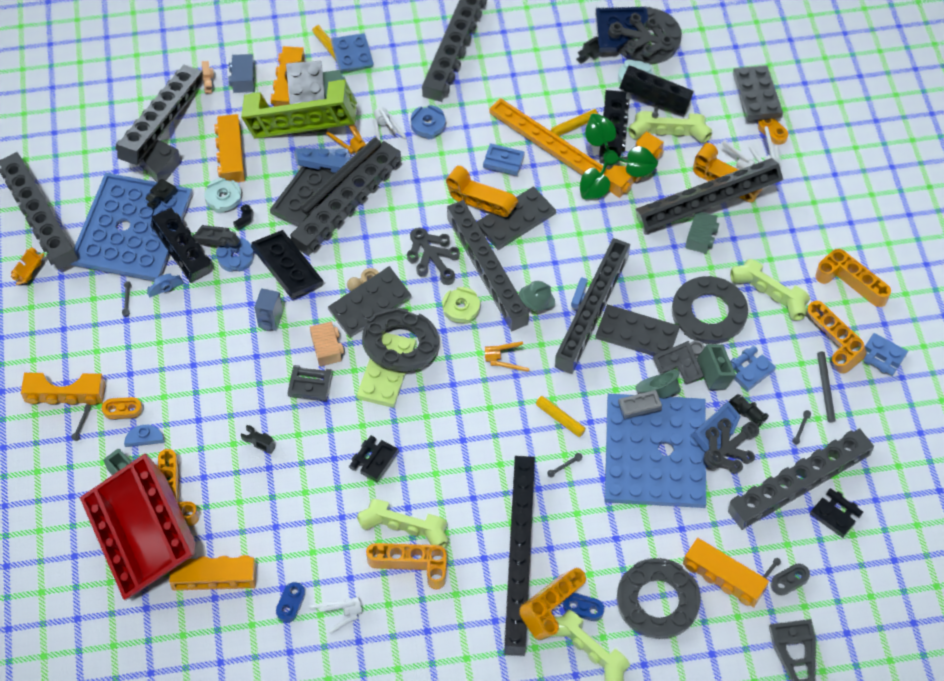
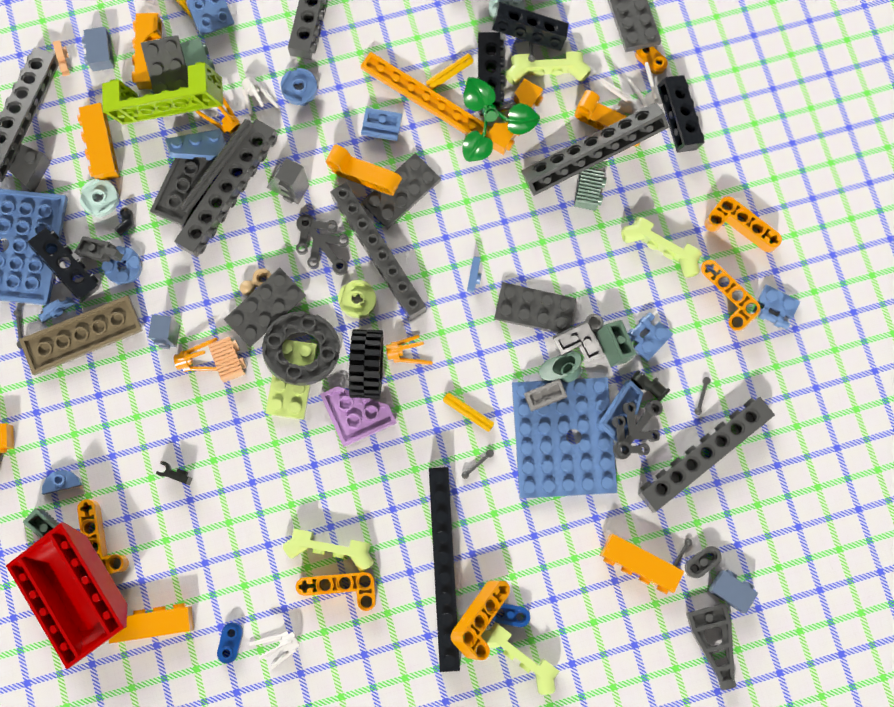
camera: 10 degrees left, 20 degrees up
(122, 408) = (34, 454): light orange plate -> none
(160, 192) = (34, 204): pearl dark grey plate -> none
(186, 308) = (80, 335): none -> dark tan plate
(283, 340) = (184, 358): none -> light orange plant
(287, 263) = (175, 273): black plate -> none
(308, 387) = (217, 410): dark grey plate -> none
(379, 460) = (296, 482): black plate -> none
(409, 193) = (289, 181): none -> dark grey wedge
(447, 406) = (356, 417): none -> lavender plate
(463, 353) = (366, 364): none -> black tyre
(537, 296) = (432, 284): sand green piece -> none
(592, 306) = (488, 287): dark grey brick -> none
(671, 573) = (608, 597): dark grey plate -> none
(702, 331) = (589, 297): dark grey plate -> none
(797, 176) = (680, 113): none -> black brick
(820, 609) = (732, 591): none -> sand blue brick
(826, 387) = (723, 348): dark grey bar -> none
(833, 517) = (737, 489): black plate -> none

